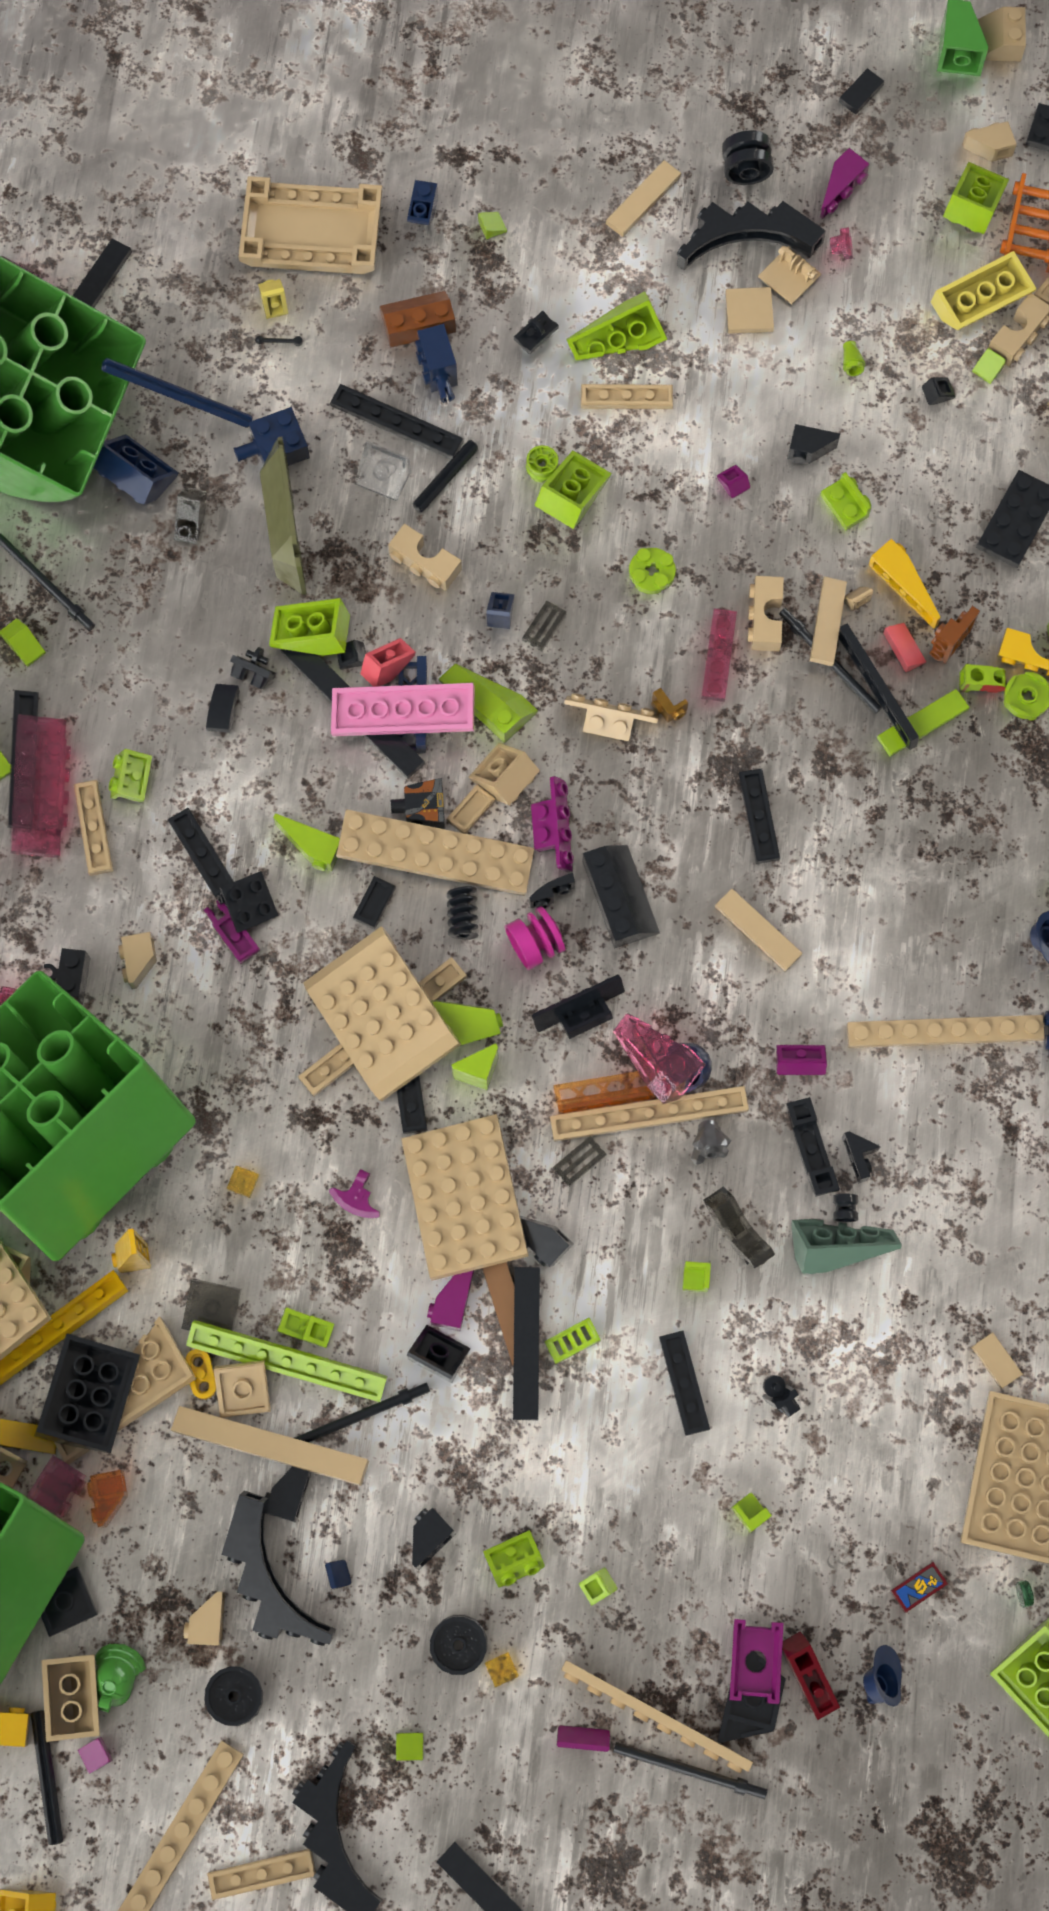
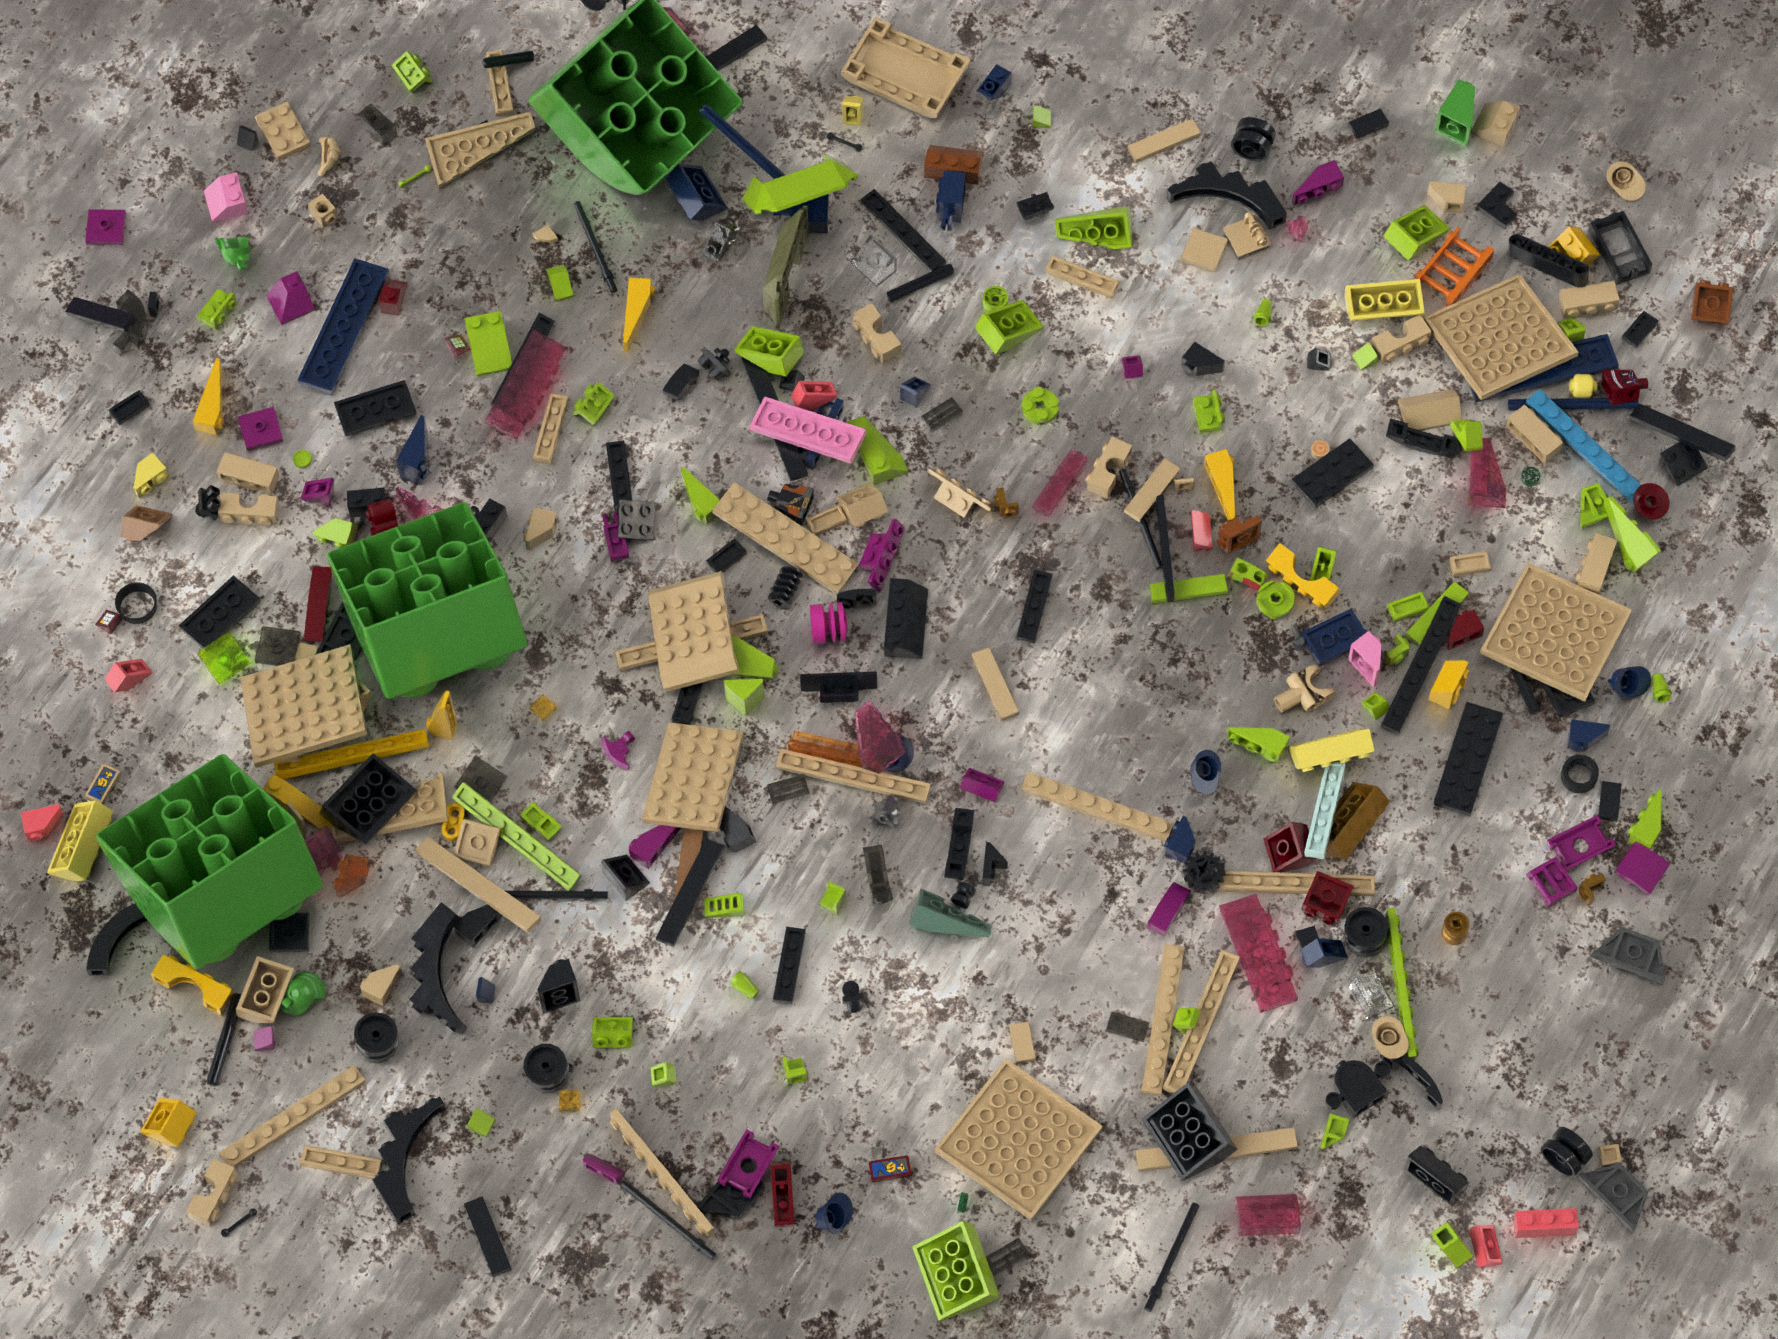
camera: 25 degrees right, 10 degrees down
(128, 632) = (638, 302): none -> yellow slope
(257, 417) = (798, 186): none -> lime slope
(642, 1431) = (743, 984): none -> lime cone
(990, 496) = (1319, 449): none -> tan tile

